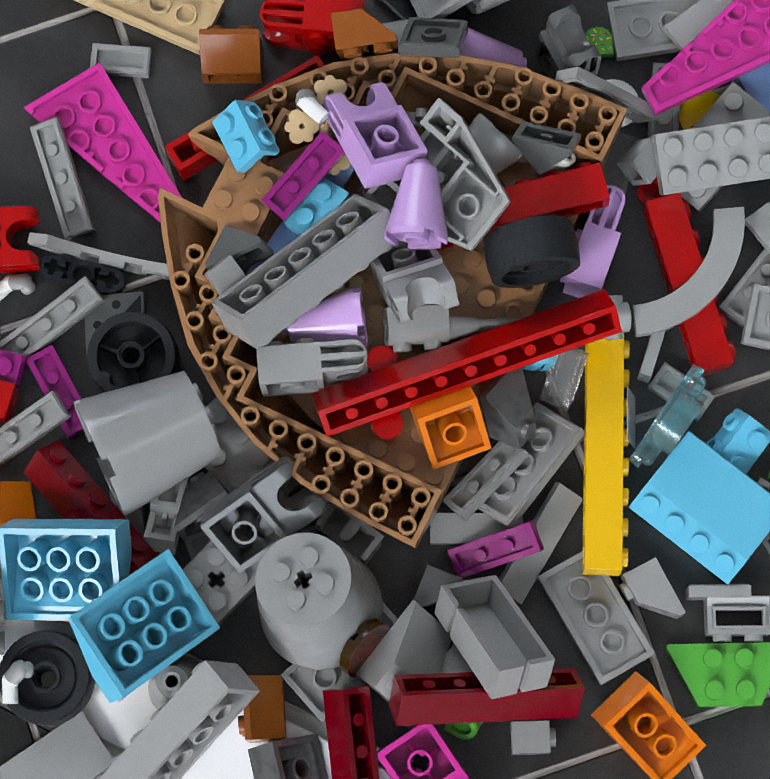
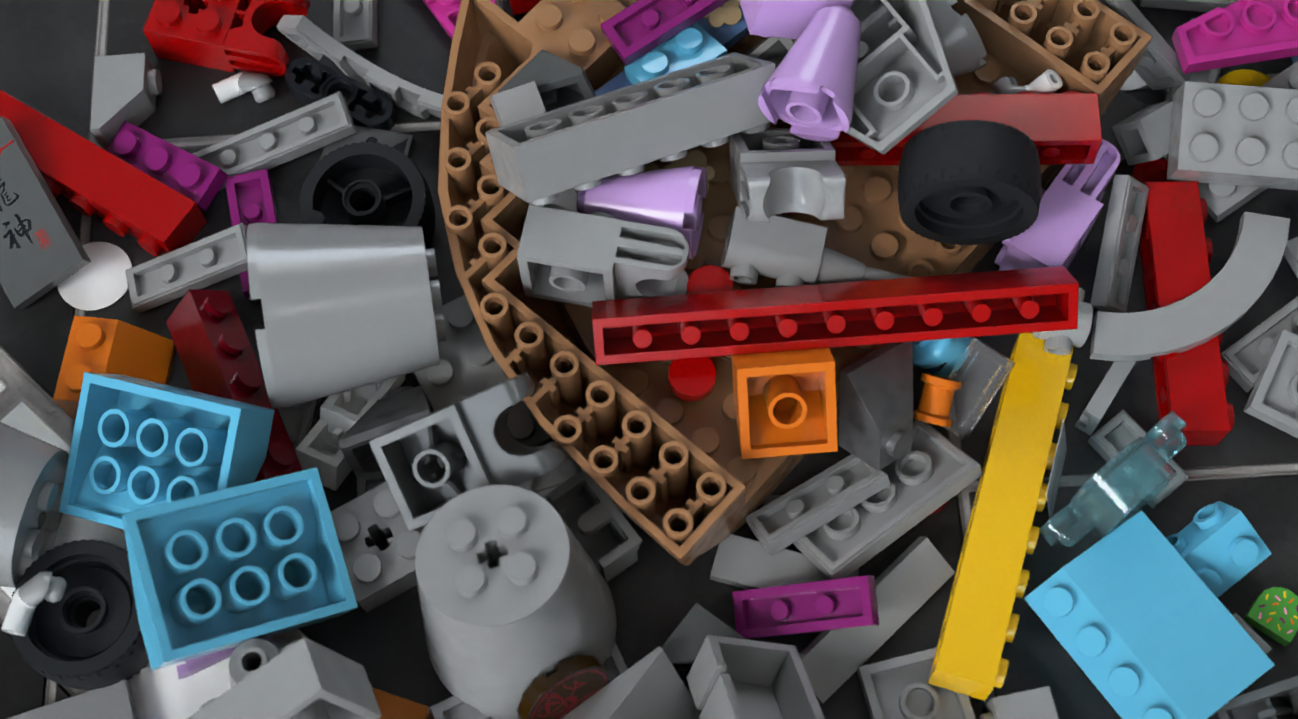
camera: 15 degrees right, 10 degrees down
(544, 145) = (1022, 51): dark grey slope -> none
(544, 390) = (936, 399): none -> orange bush
(638, 251) = (1119, 244): none -> light grey tile

